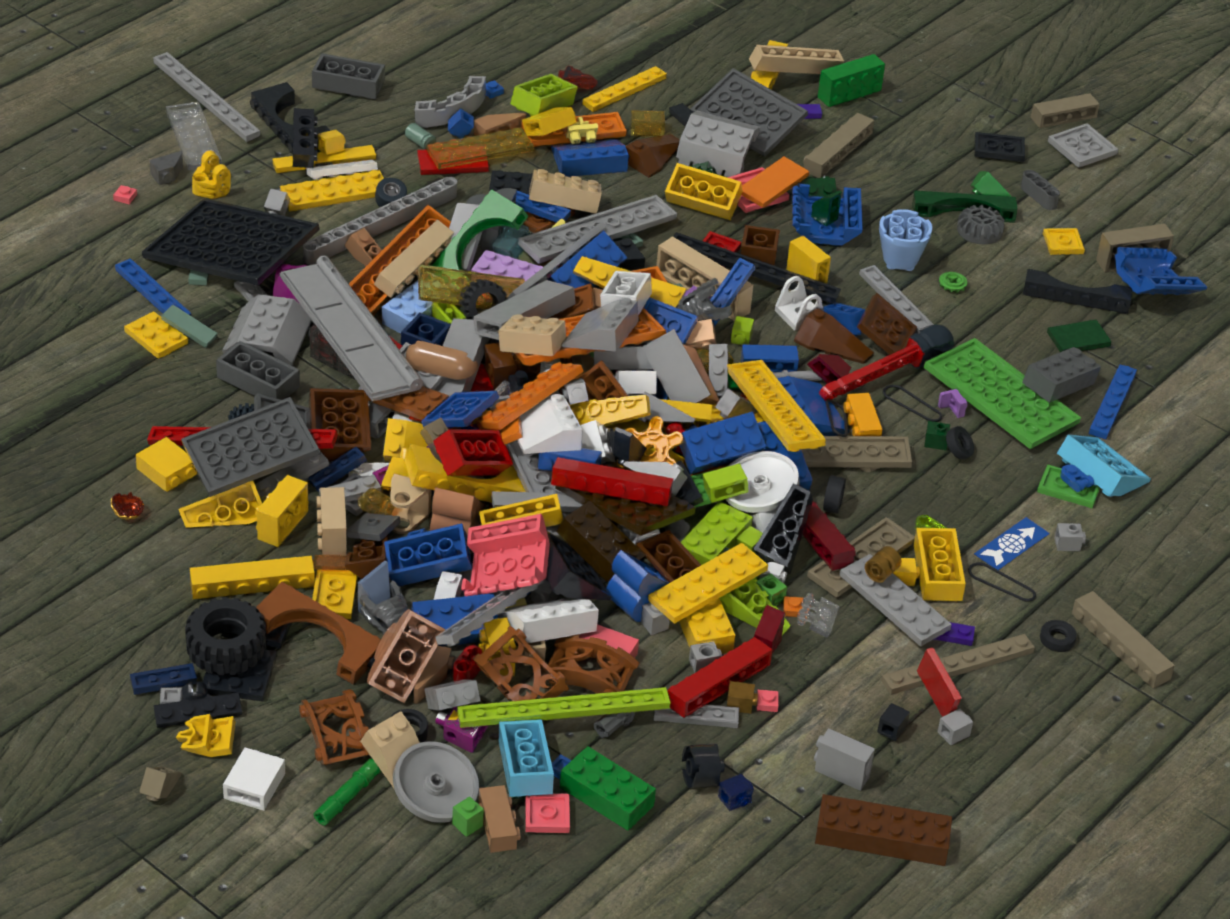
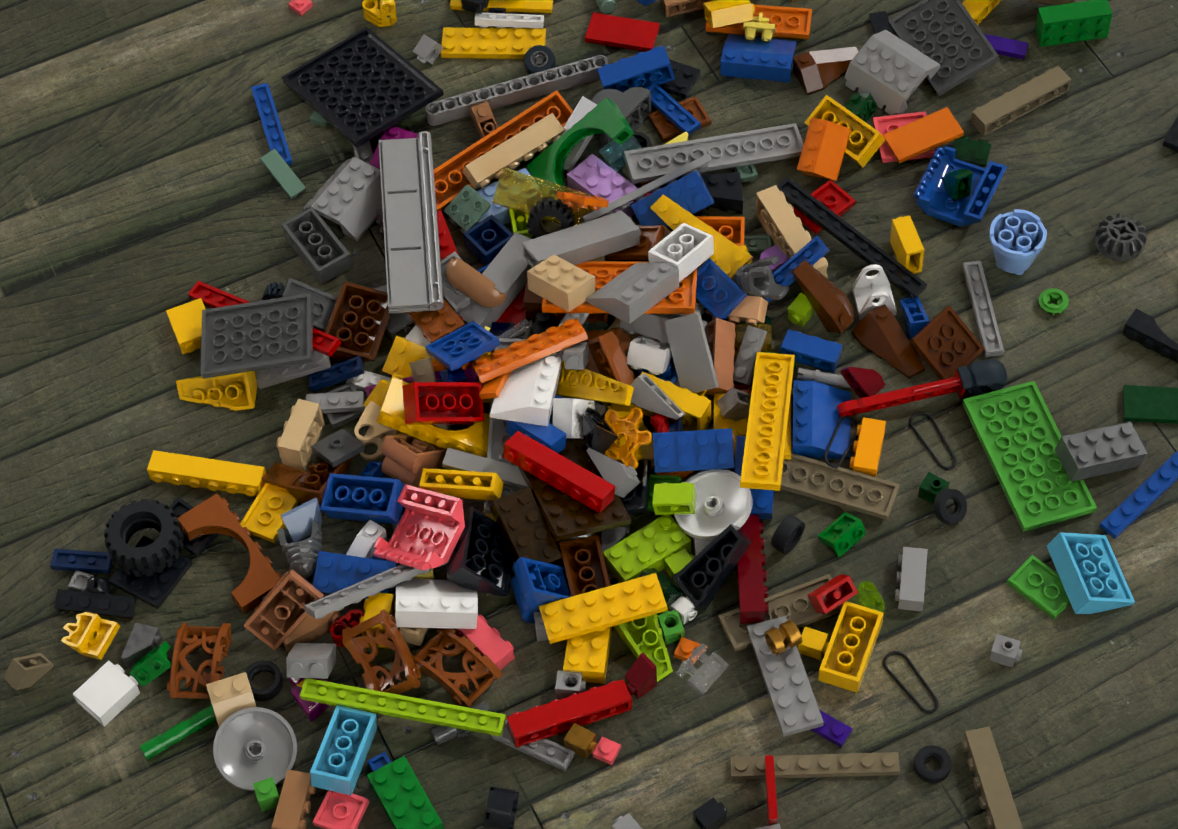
camera: 30 degrees right, 15 degrees up
(127, 506) = (136, 363): clear red hair -> none
(156, 335) = (252, 175): yellow plate -> none
(268, 728) = (141, 642): none -> flat silver slope
(282, 510) = (262, 409): yellow brick -> none
(291, 740) = (151, 665): none -> green bracket
(380, 502) = (350, 427): clear yellow piece -> none
(394, 313) = (467, 208): none -> sand green bracket
(480, 148) = (653, 24): clear yellow plate -> none
(502, 173) = (637, 71): none -> blue brick
(505, 275) = (582, 200): none -> orange plate
(565, 191) = (704, 100): tan brick -> none
(647, 123) = (835, 29): clear yellow brick -> none
(695, 206) = (823, 149): none -> orange slope
(760, 243) = (869, 211): reddish brown brick -> none
(767, 317) = (826, 299): none -> reddish brown wedge
(878, 485) = (843, 533): none -> green bracket
(903, 525) = (832, 594): none -> red brick
(933, 203) = (1080, 197): dark green arch -> none
(953, 400) = (973, 448): medium lavender bracket -> none
(959, 504) = (911, 579): none -> light grey brick
(987, 185) = (1152, 192): green slope -> none
(1011, 543) = (946, 638): blue sticker -> none
(1076, 478) = (1047, 576): blue plate -> none

